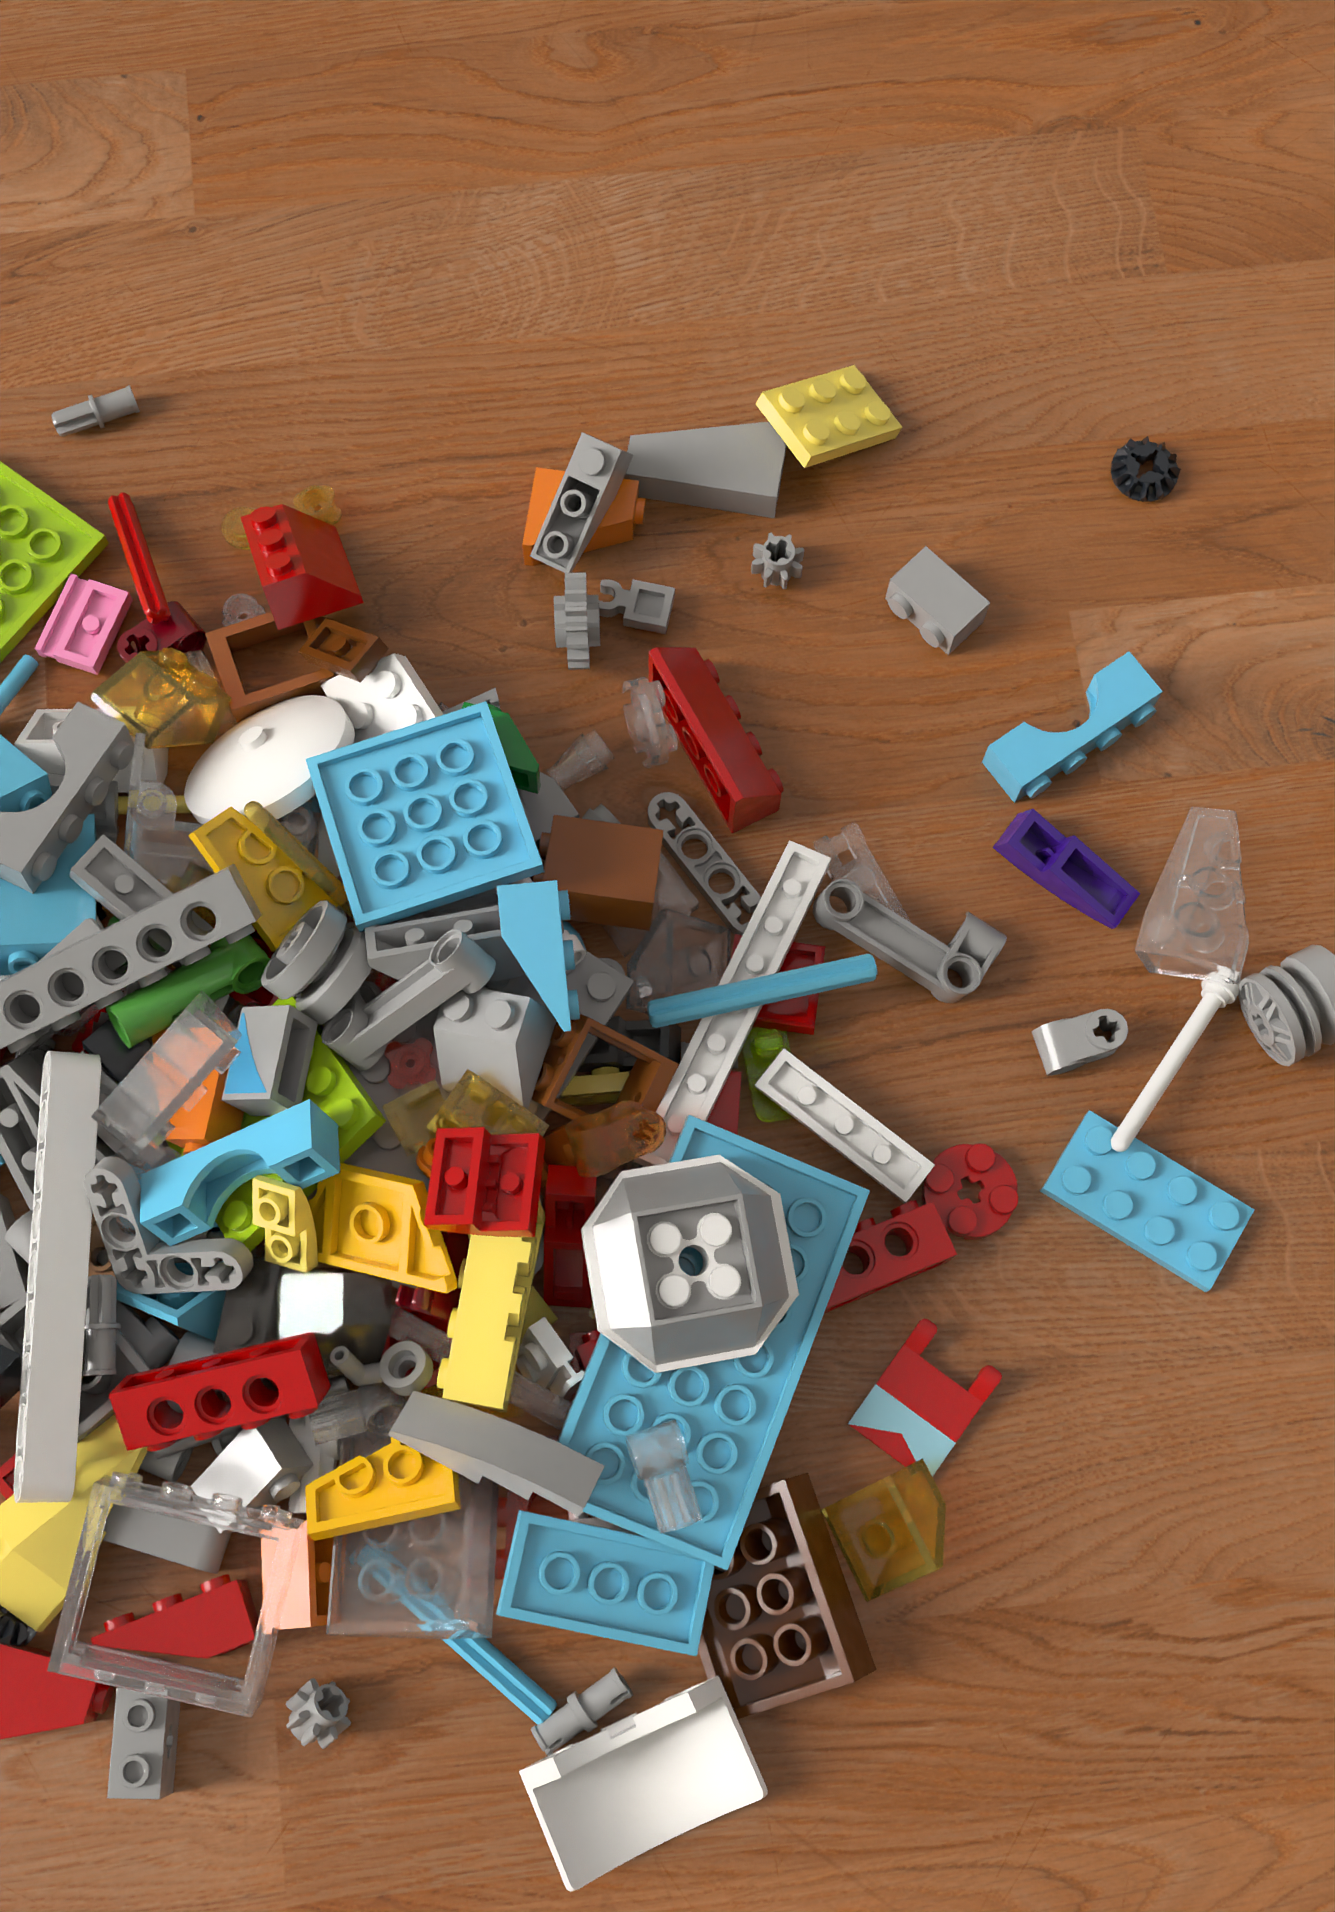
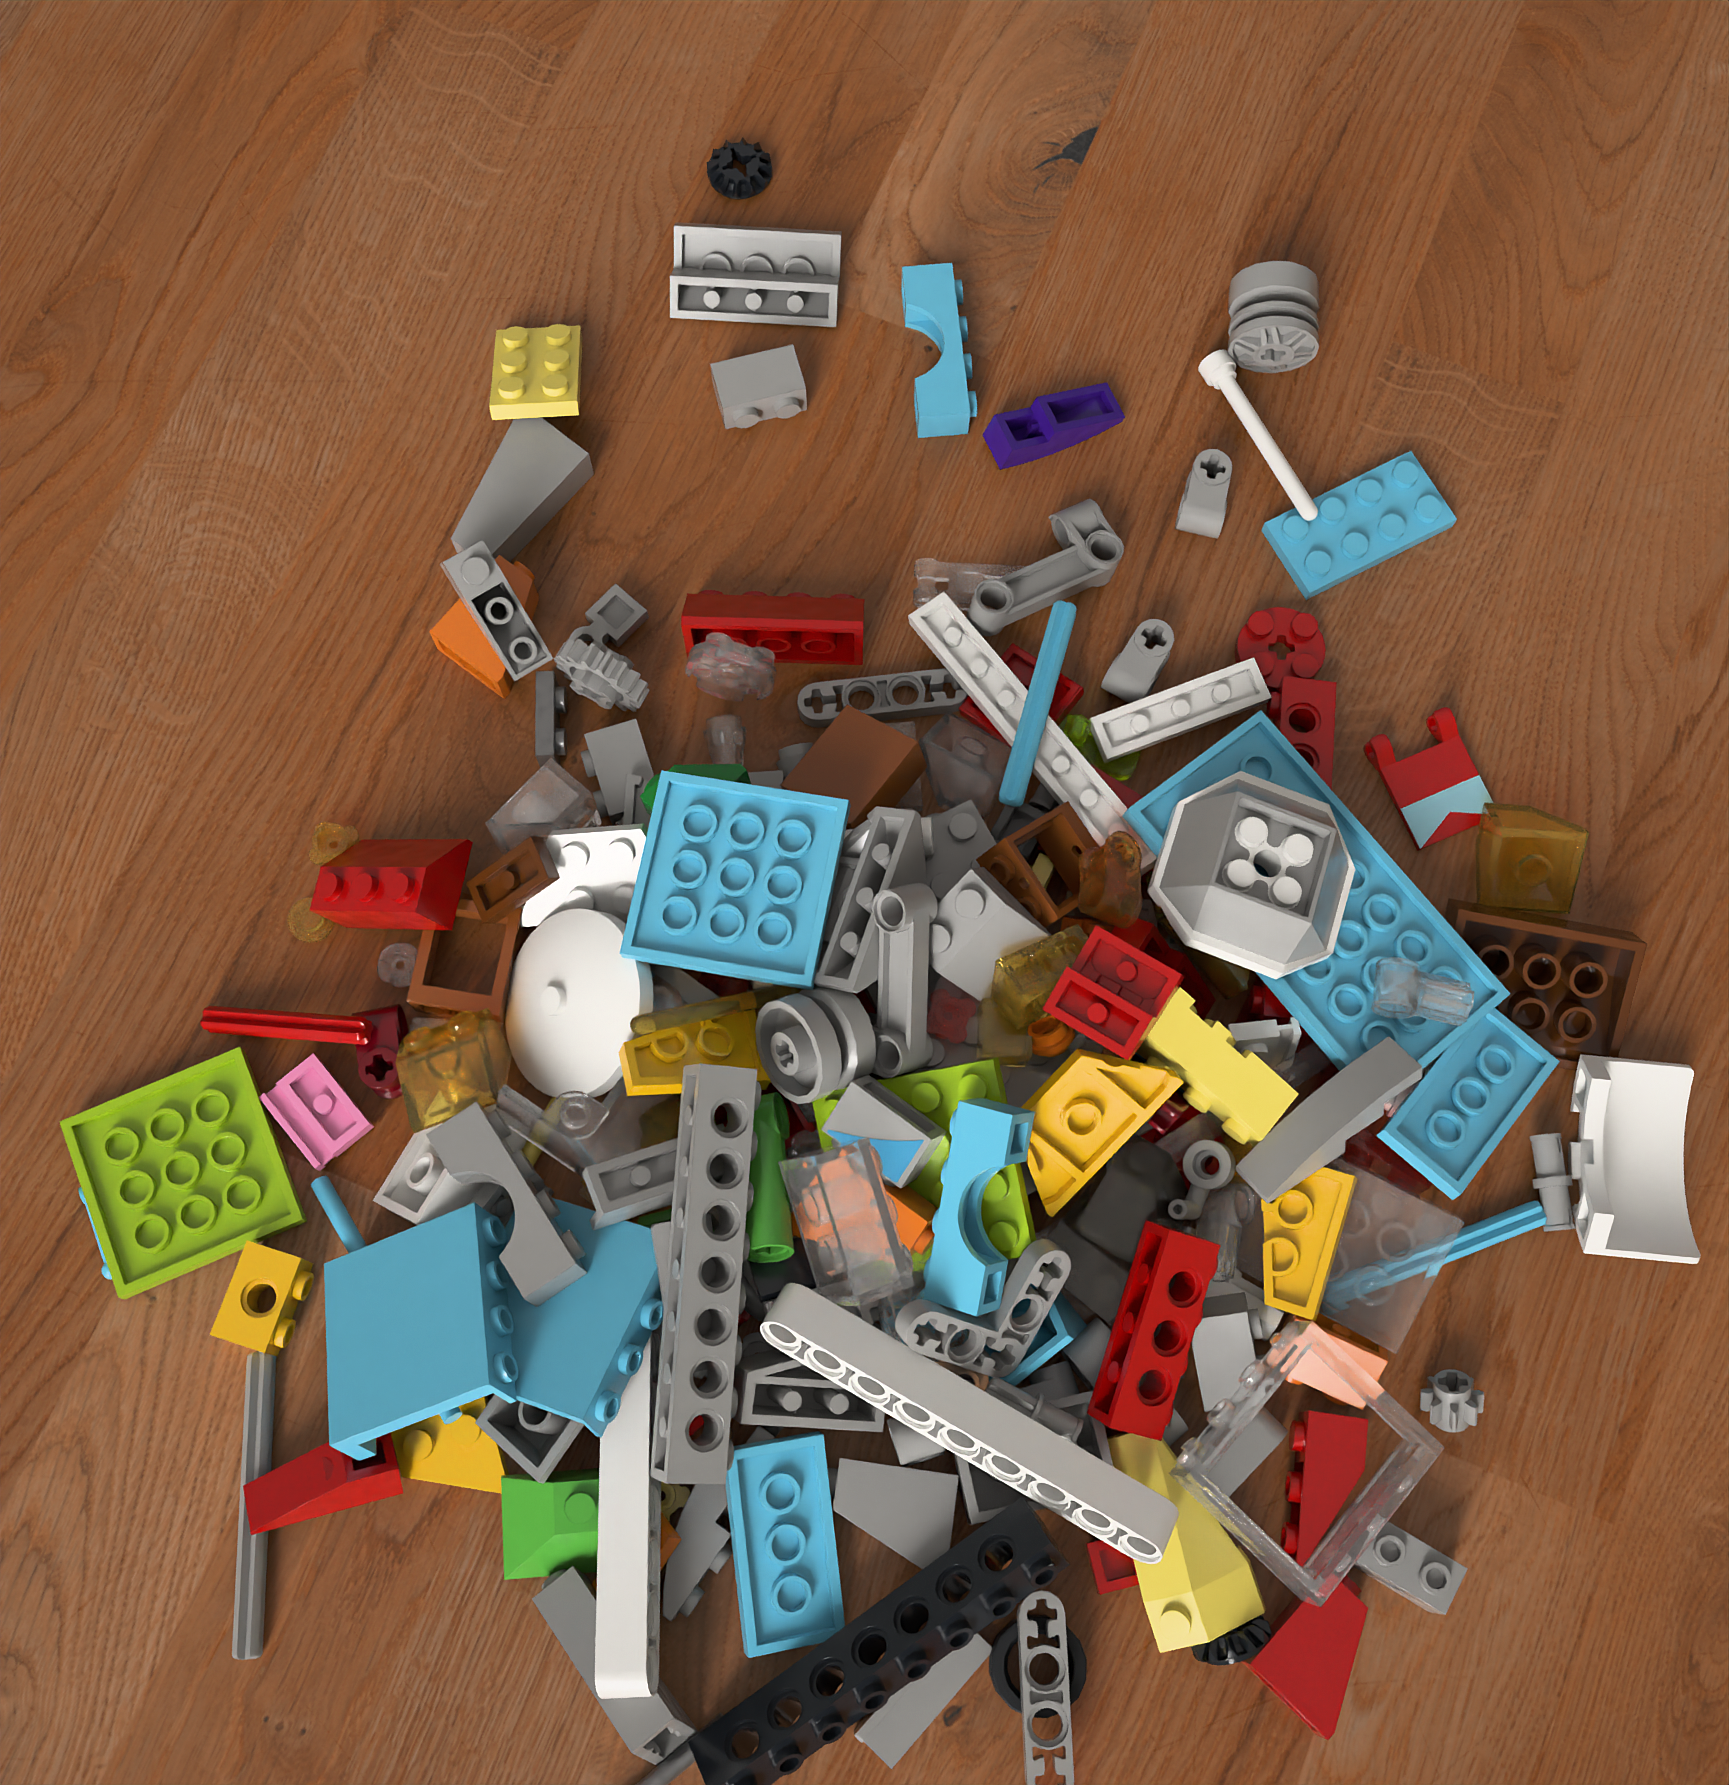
camera: 60 degrees left, 0 degrees up
(95, 411) = (99, 994): light grey axle -> none
(287, 1224) = (1042, 1192): light yellow slope -> none
(433, 644) = (543, 804): none -> clear slope
(506, 613) = (550, 702): none -> flat silver plate
(519, 678) = (610, 756): none -> light grey brick
(533, 933) = (919, 833): medium azure slope -> none
(788, 558) = (651, 483): light grey gear -> none
(867, 1068) = (1138, 667): none -> light grey piece
(1047, 540) = (755, 274): none -> light grey slope
(1197, 908) = (1149, 344): clear wedge -> none

